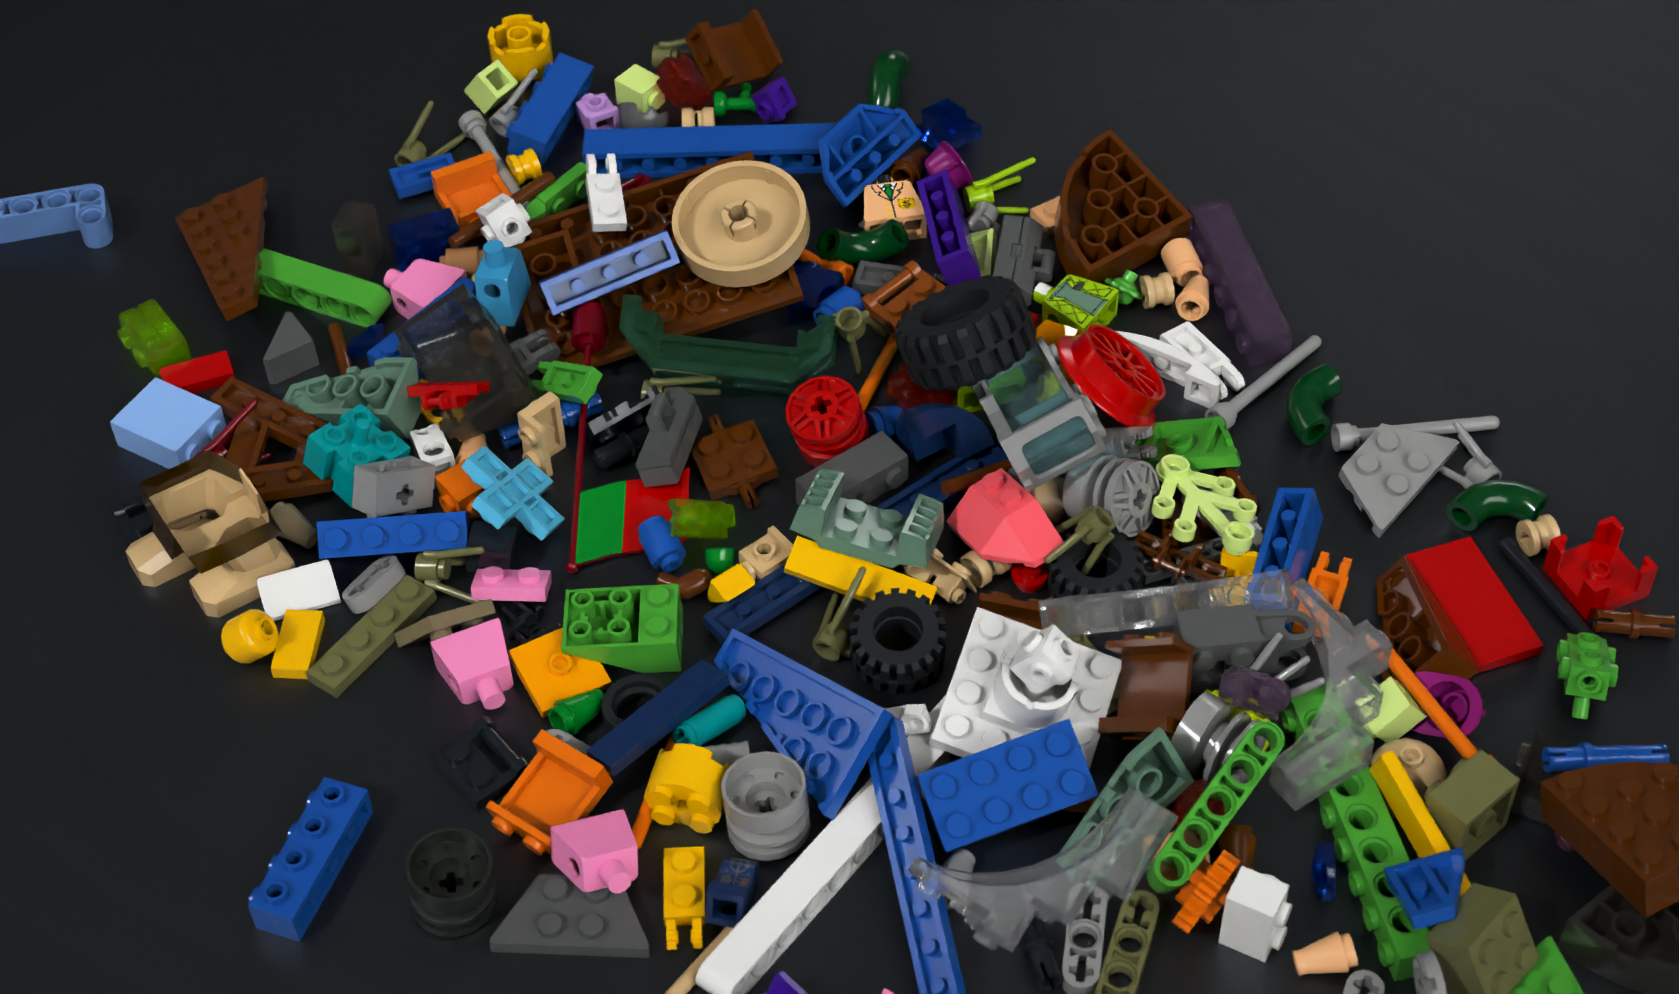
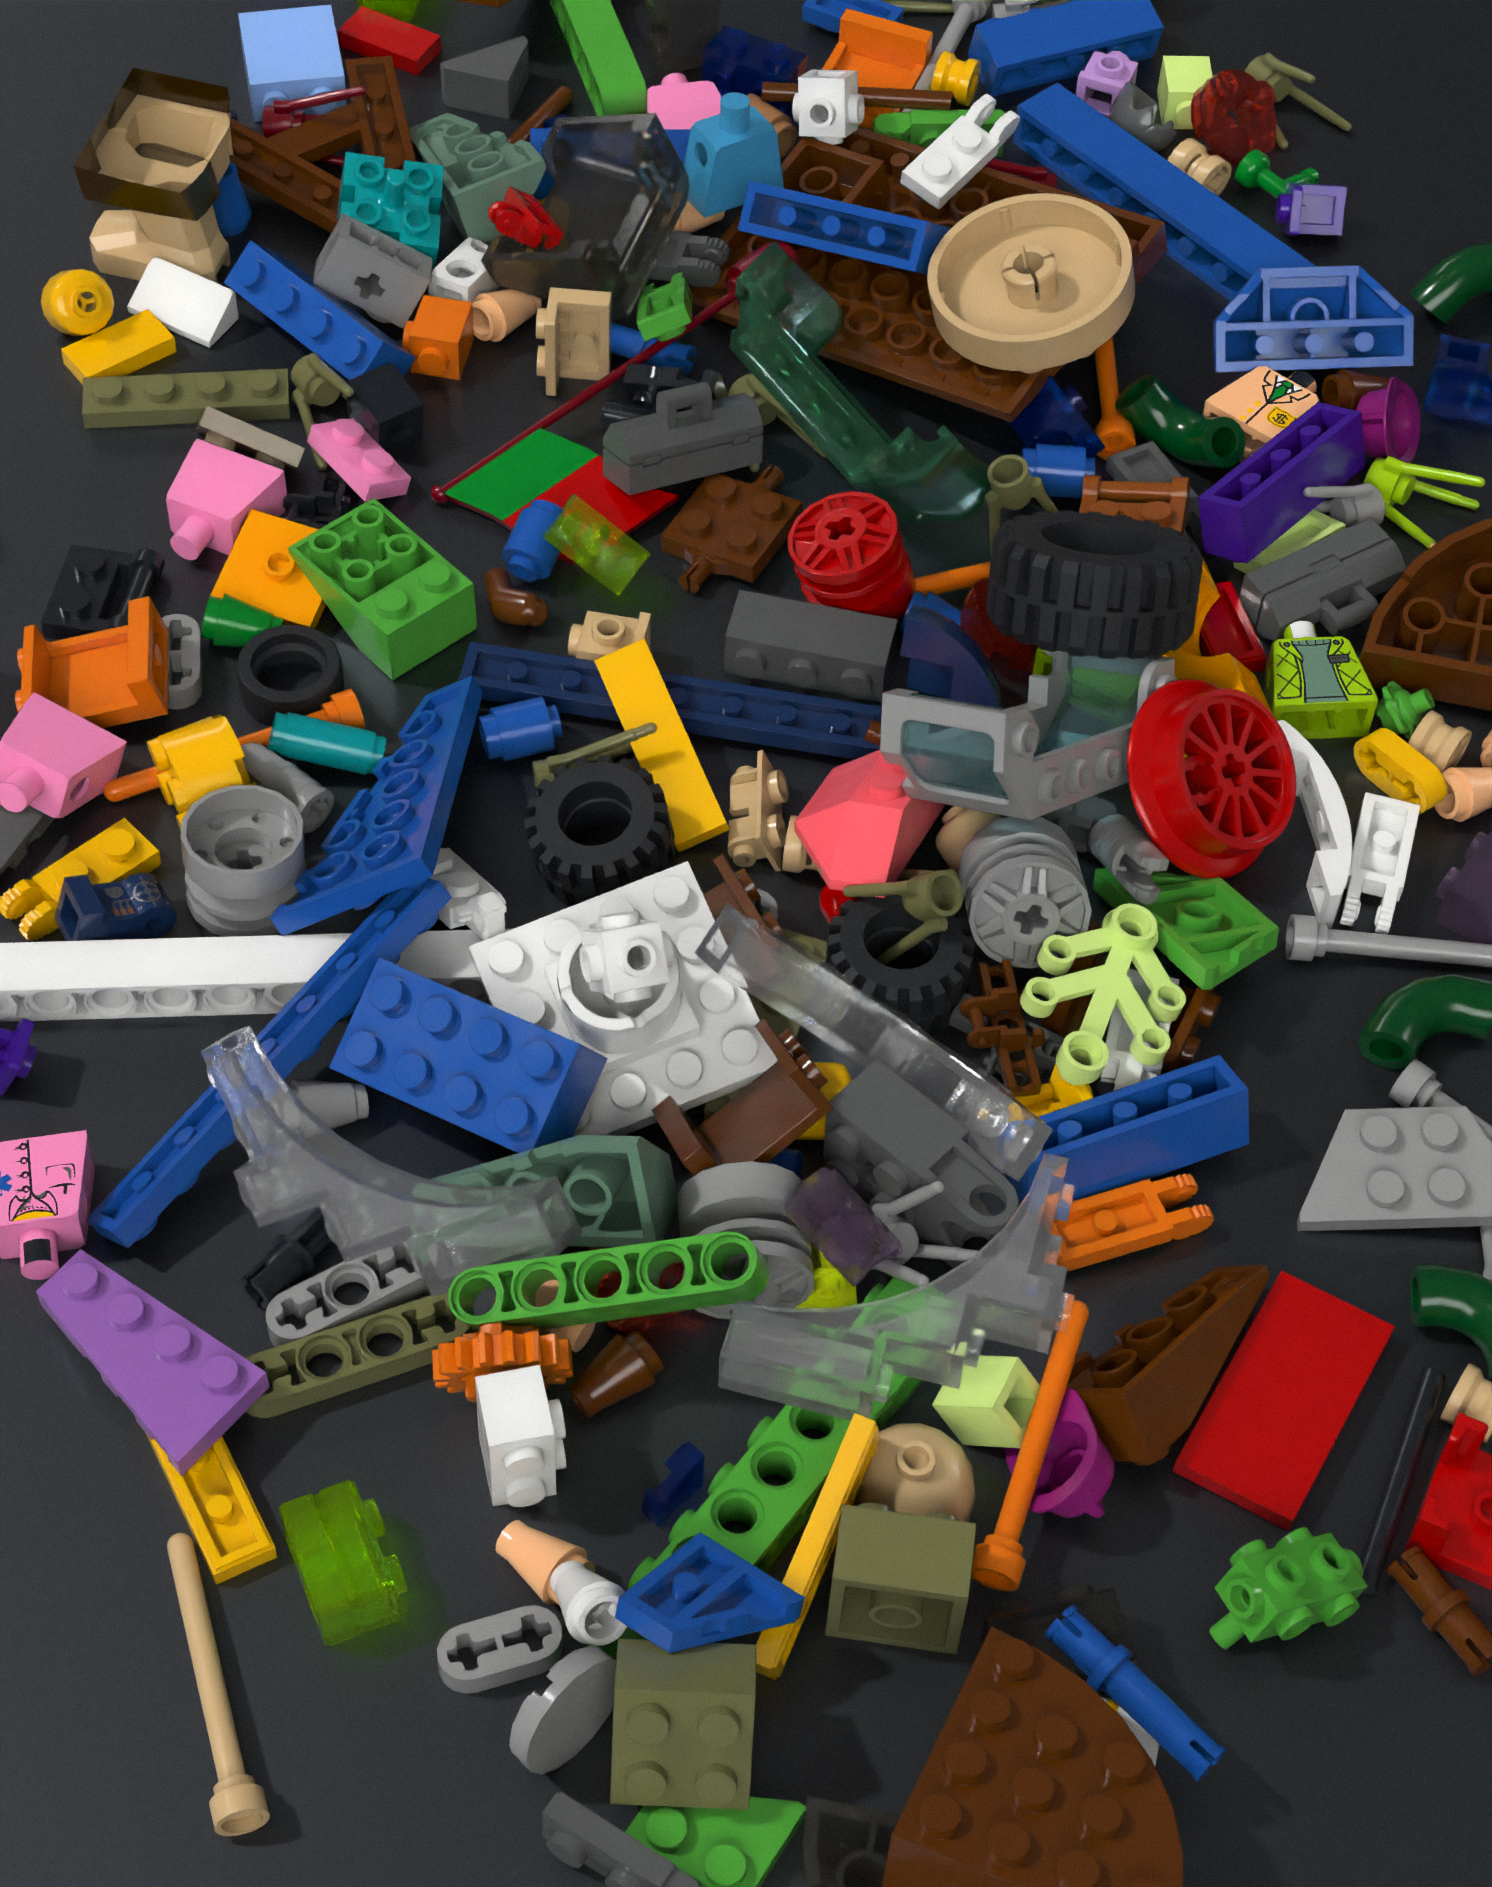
camera: 45 degrees right, 5 degrees up
(294, 525) = (262, 225): dark tan cone -> none
(373, 584) = (248, 351): light grey beam -> none
(512, 493) = (464, 369): medium azure plate -> none
(658, 717) = (272, 688): dark blue tile -> none
(719, 558) = (573, 605): green hinge -> none
(729, 584) = (537, 633): yellow slope -> none
(734, 52) = (1329, 122): reddish brown panel -> none
(785, 630) = (519, 729): none -> blue brick
(866, 530) = (721, 690): sand green plate -> none
(1158, 313) = (1399, 769): none -> yellow beam
(1387, 940) = (587, 1603): none -> white cone

